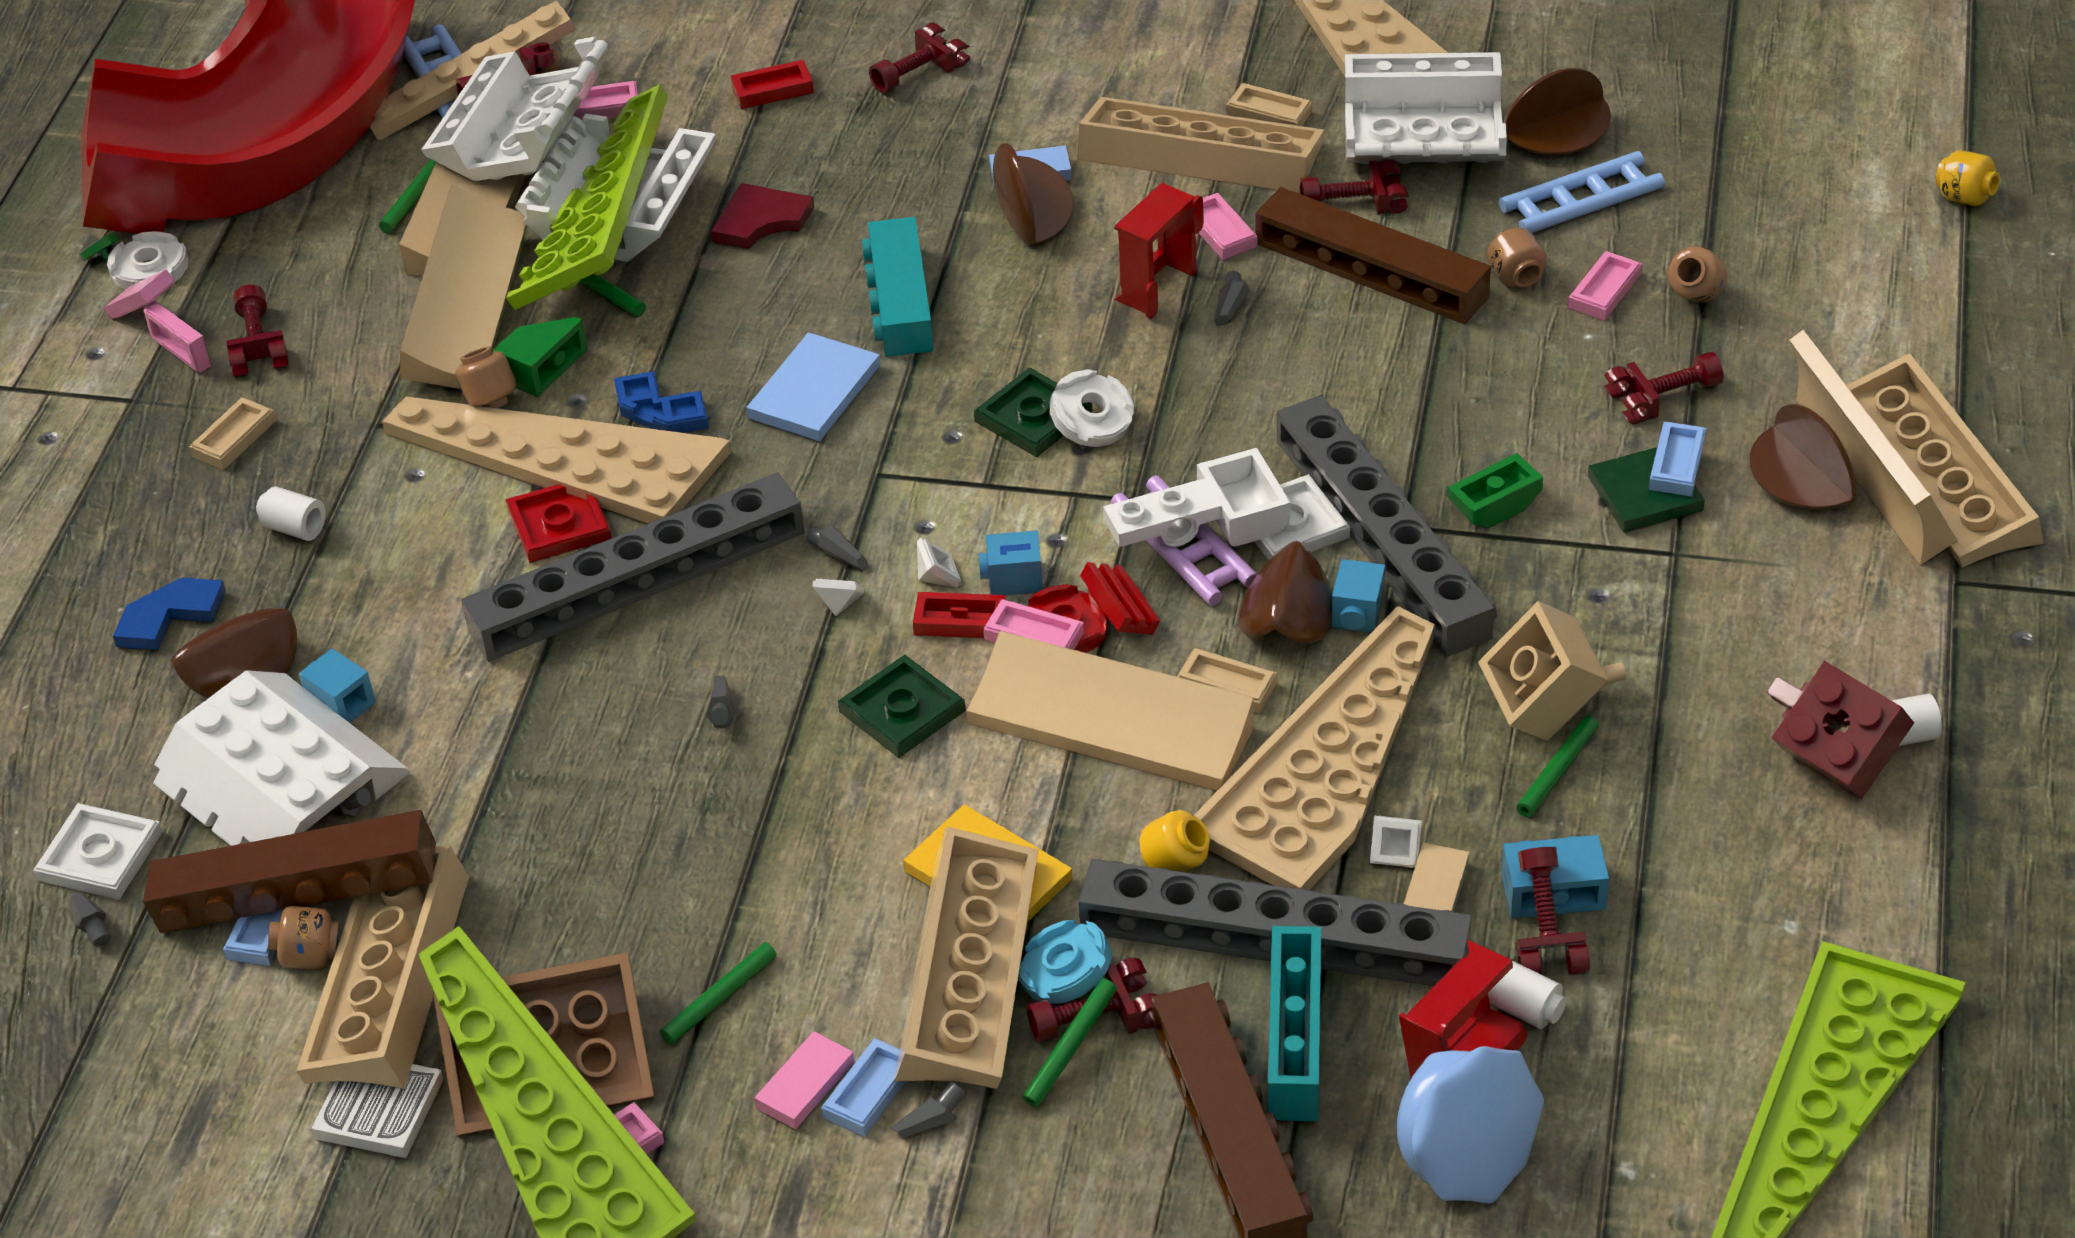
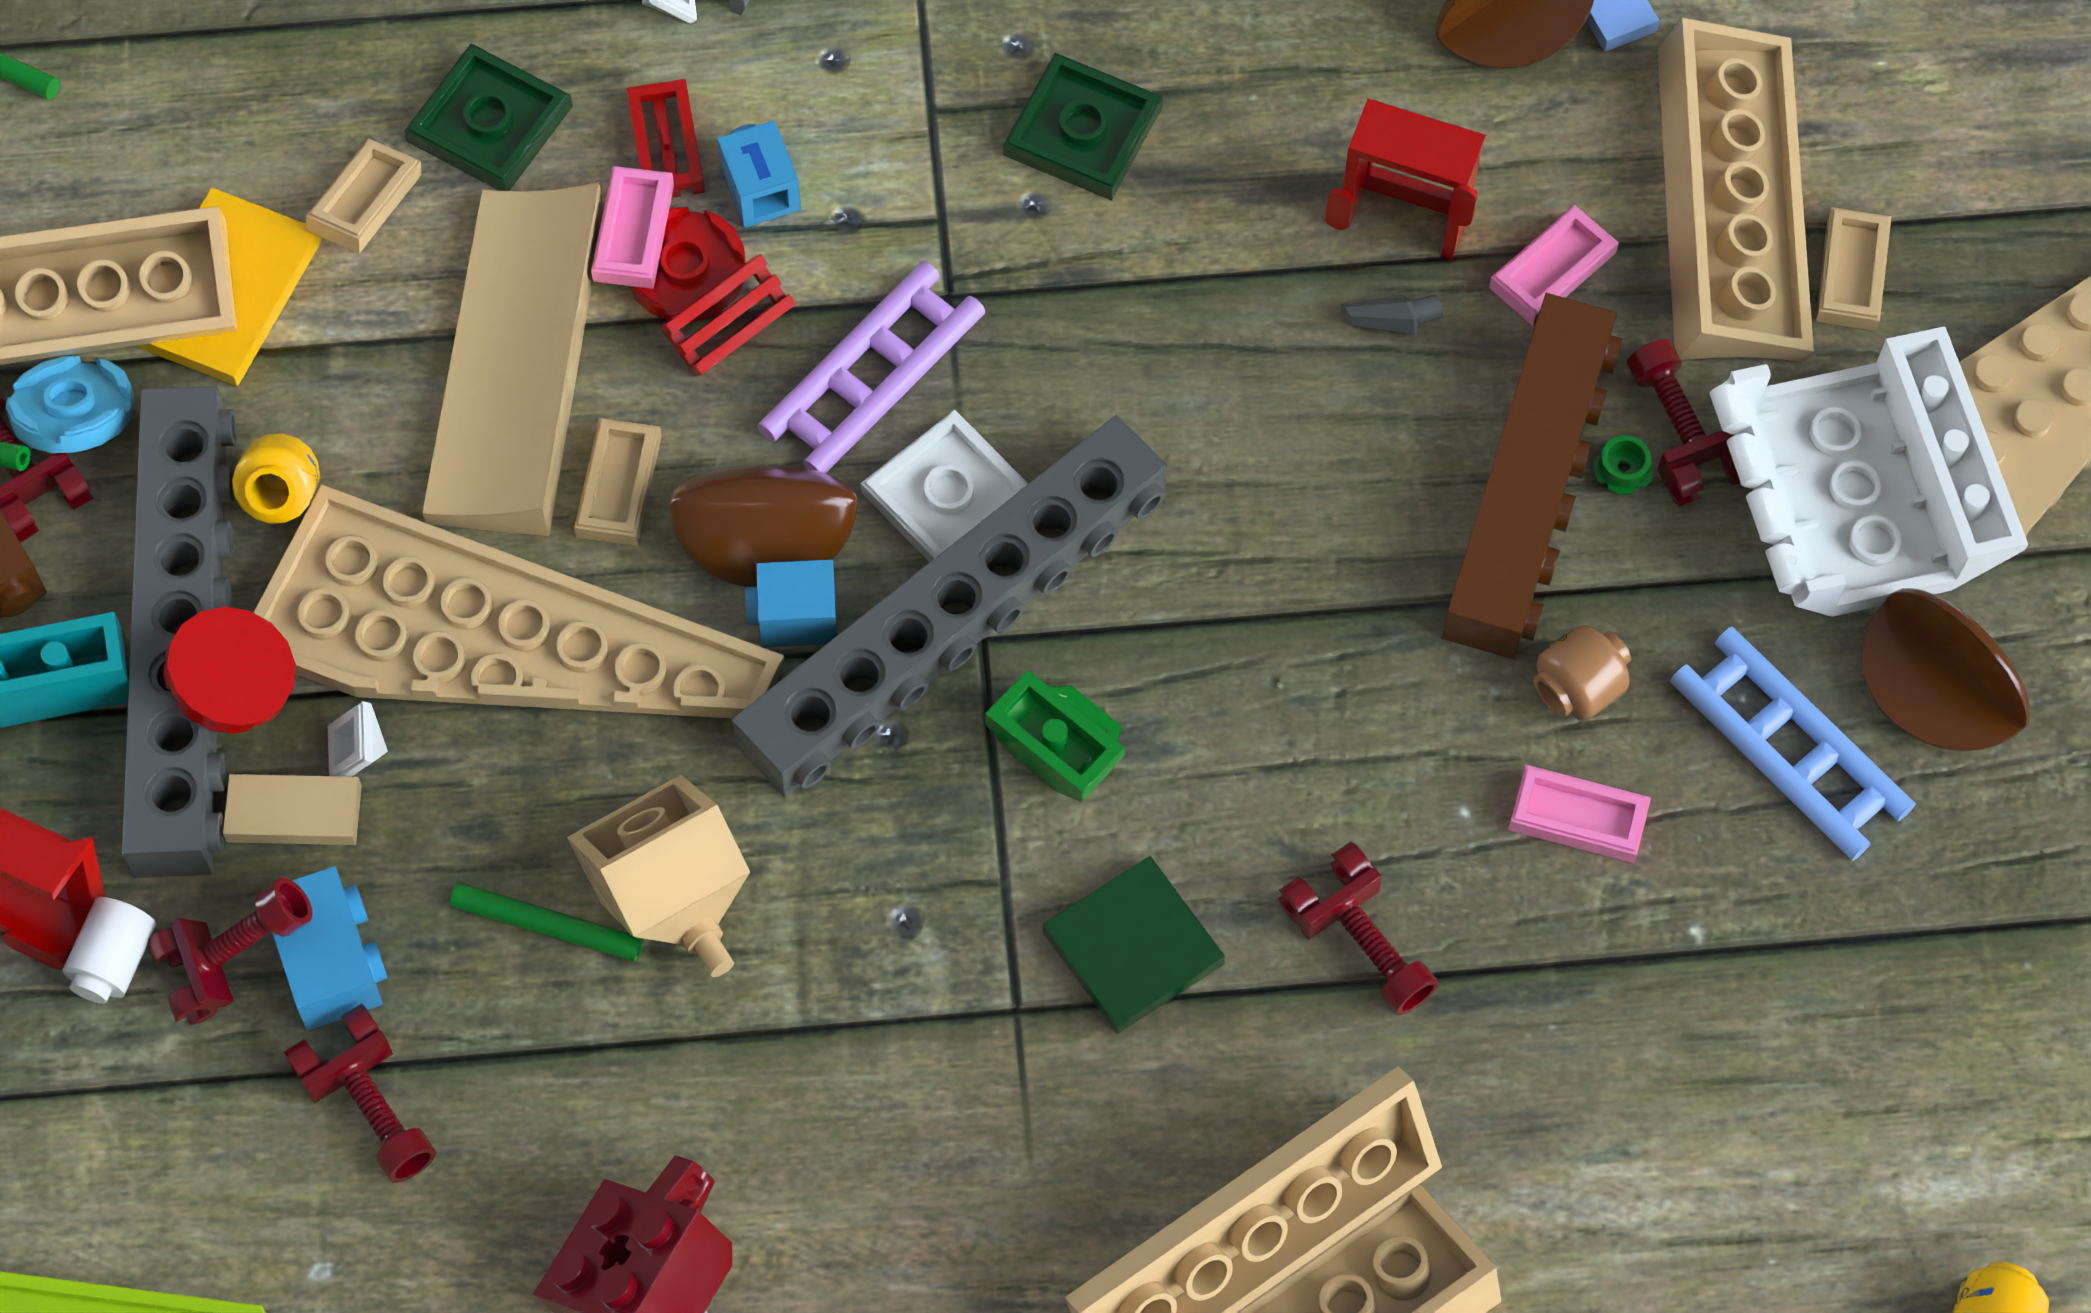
camera: 70 degrees right, 20 degrees up
(936, 565) = (743, 87): white slope -> none
(945, 775) = (363, 195): none -> tan tile
(1087, 427) = (1096, 225): white tile -> none
(1231, 489) = (923, 398): white plate -> none
(1332, 876) = (229, 670): none -> red tile
(1378, 213) = (1628, 451): none -> green plate
(1649, 896) = (403, 1151): none -> dark red bar
(1677, 459) = (1184, 972): light blue tile -> none
(1697, 274) = (1608, 932): medium nougat head -> none
(1803, 461) = (1215, 1137): reddish brown piece -> none

